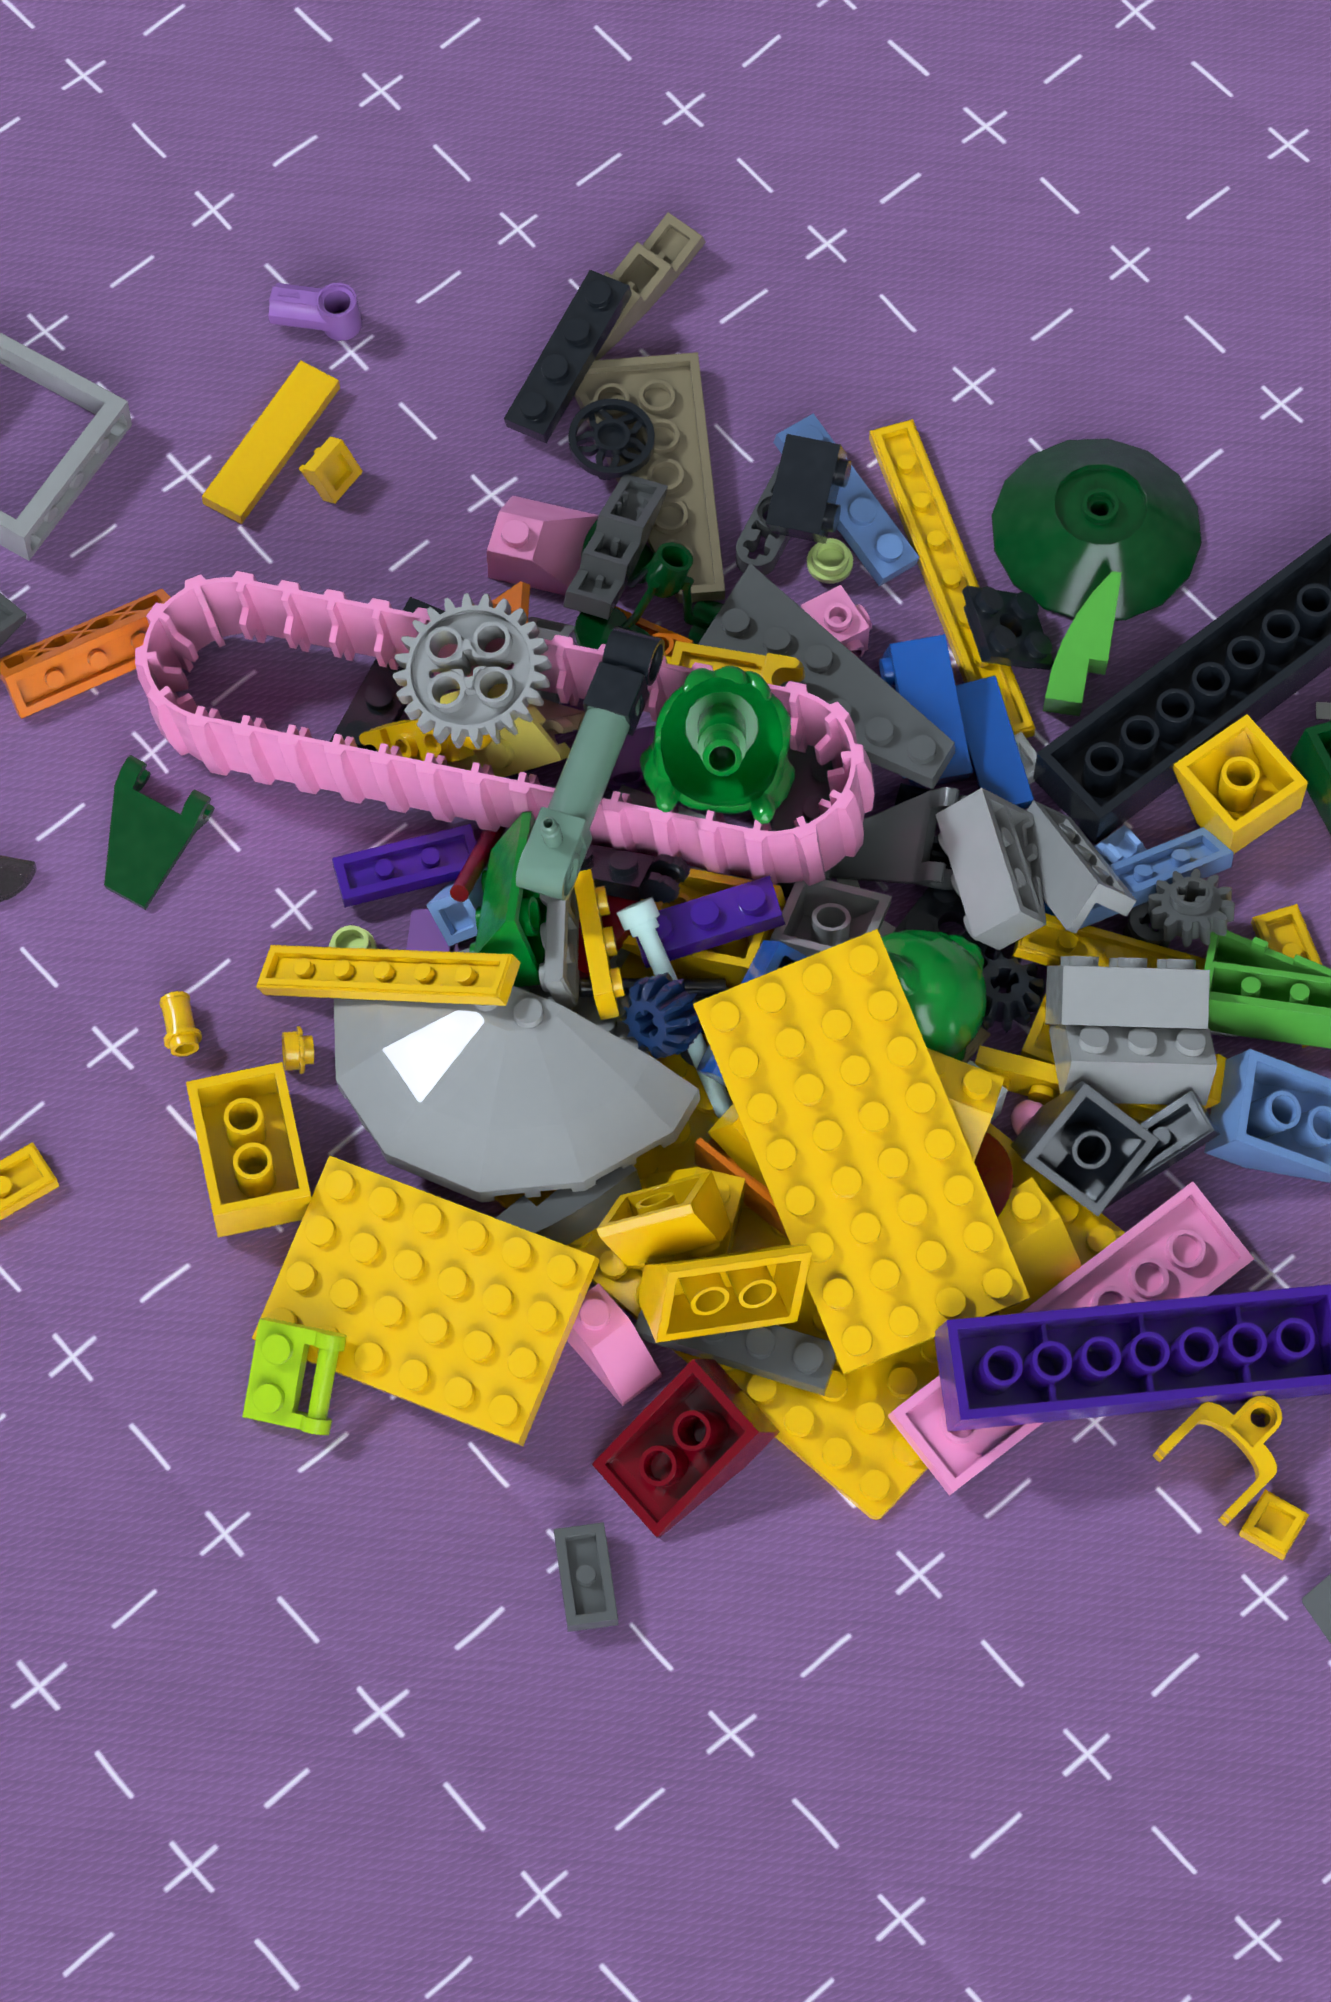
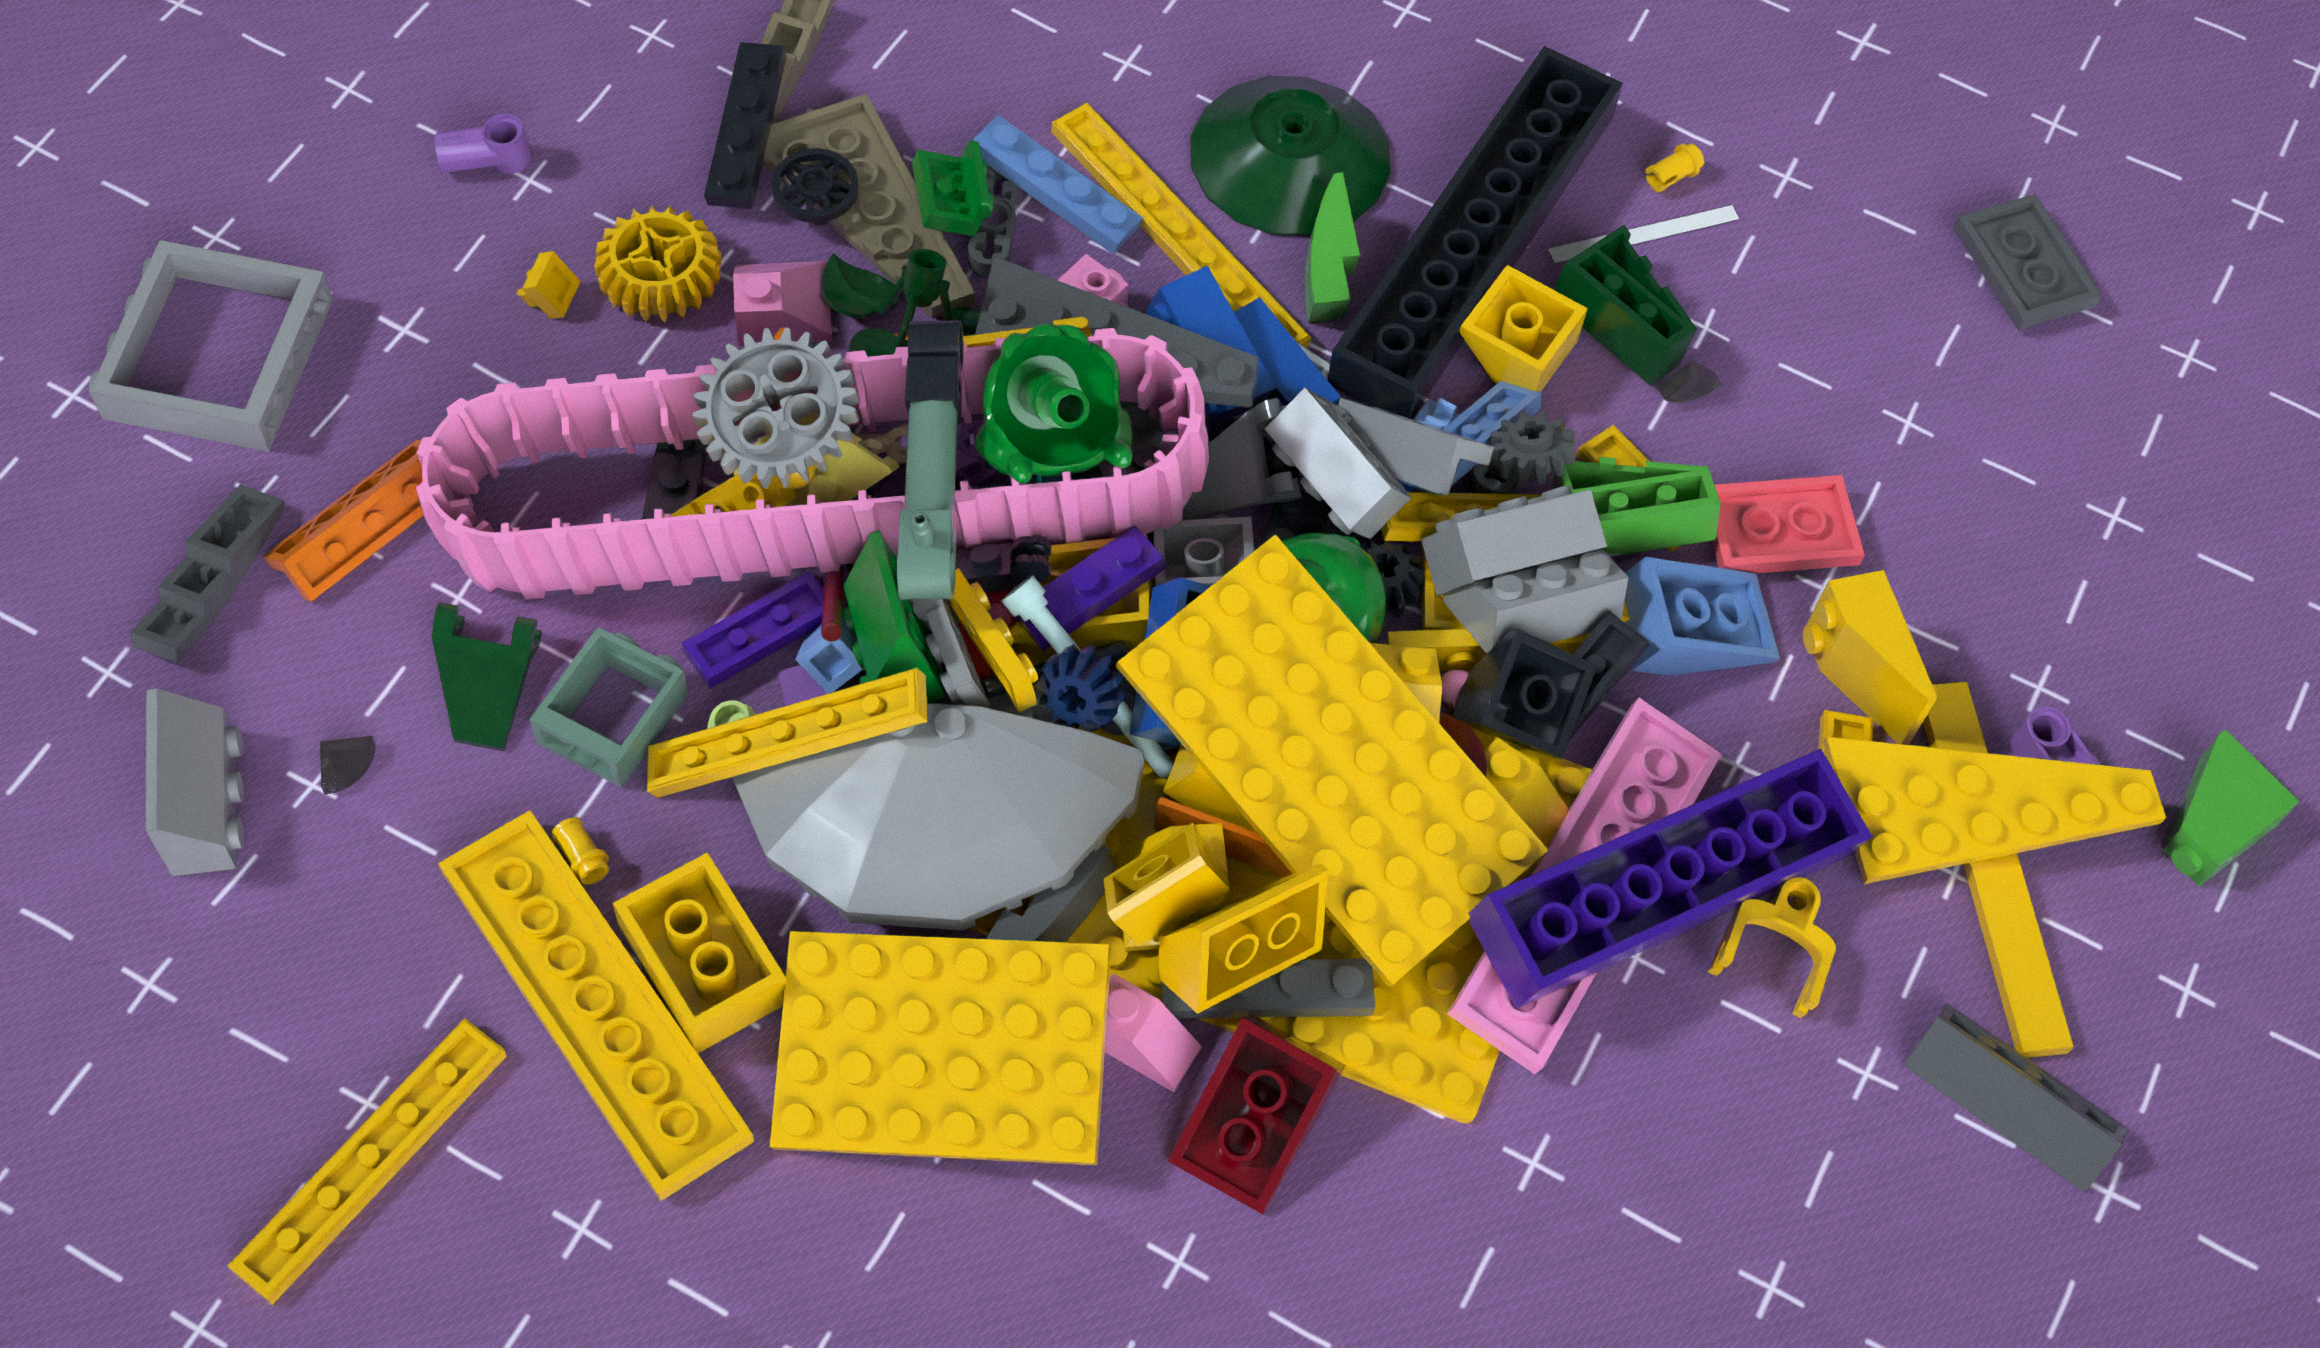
camera: 25 degrees left, 5 degrees down
(146, 1164) = (596, 1005): none -> yellow plate
(192, 896) = (582, 745): none -> sand green window
(270, 442) = (479, 279): yellow tile -> none
(279, 1374) = (814, 1173): lime plate -> none
(297, 1050) = (713, 838): yellow plate -> none
(412, 485) = (658, 263): none -> yellow gear
(585, 1577) = (1209, 1279): dark grey plate -> none
(615, 546) = (859, 276): dark grey slope -> none
(739, 480) = (953, 190): none -> green bracket
(808, 489) = (1021, 177): black brick -> none
(830, 561) = (1060, 242): yellowish green plate -> none
(1007, 628) = (1251, 255): black piece -> none
(1274, 1525) = (1848, 1001): yellow tile -> none

